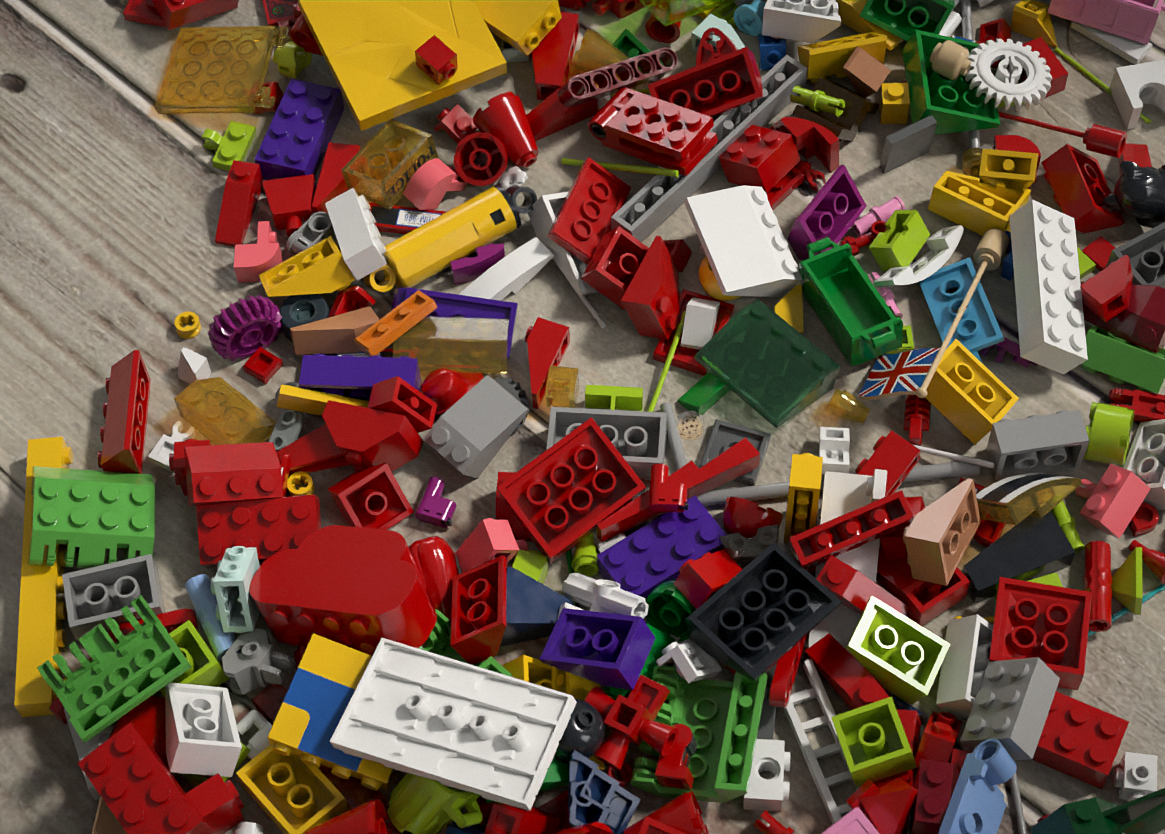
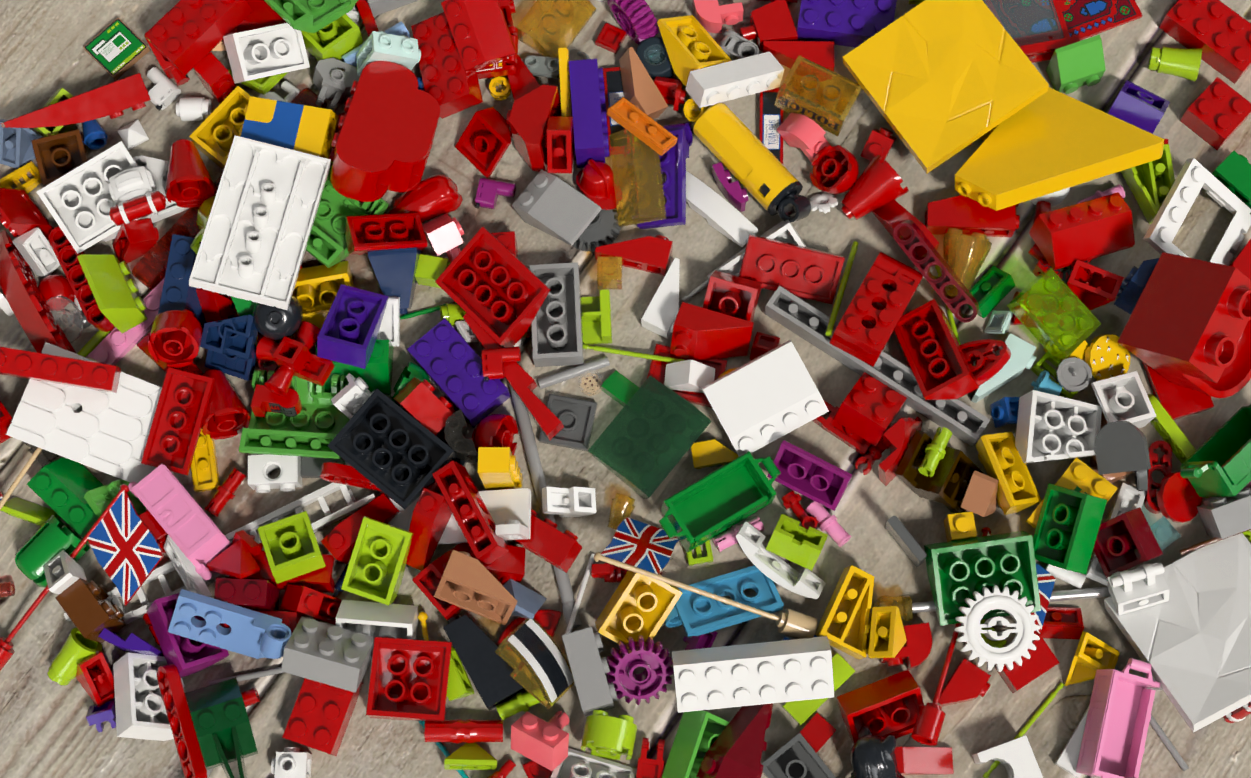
camera: 85 degrees right, 15 degrees up
(436, 60) = (909, 105): red brick -> none
(603, 596) = (407, 330): white piece -> none
(608, 337) = (665, 304): none -> white slope
(677, 44) = (999, 322): none -> light aqua slope
(950, 60) = (994, 568): tan head -> none
(1033, 390) = (635, 655): none -> magenta gear
(1057, 112) = (965, 684): none -> red slope
(1109, 290) = (748, 730): red slope -> none

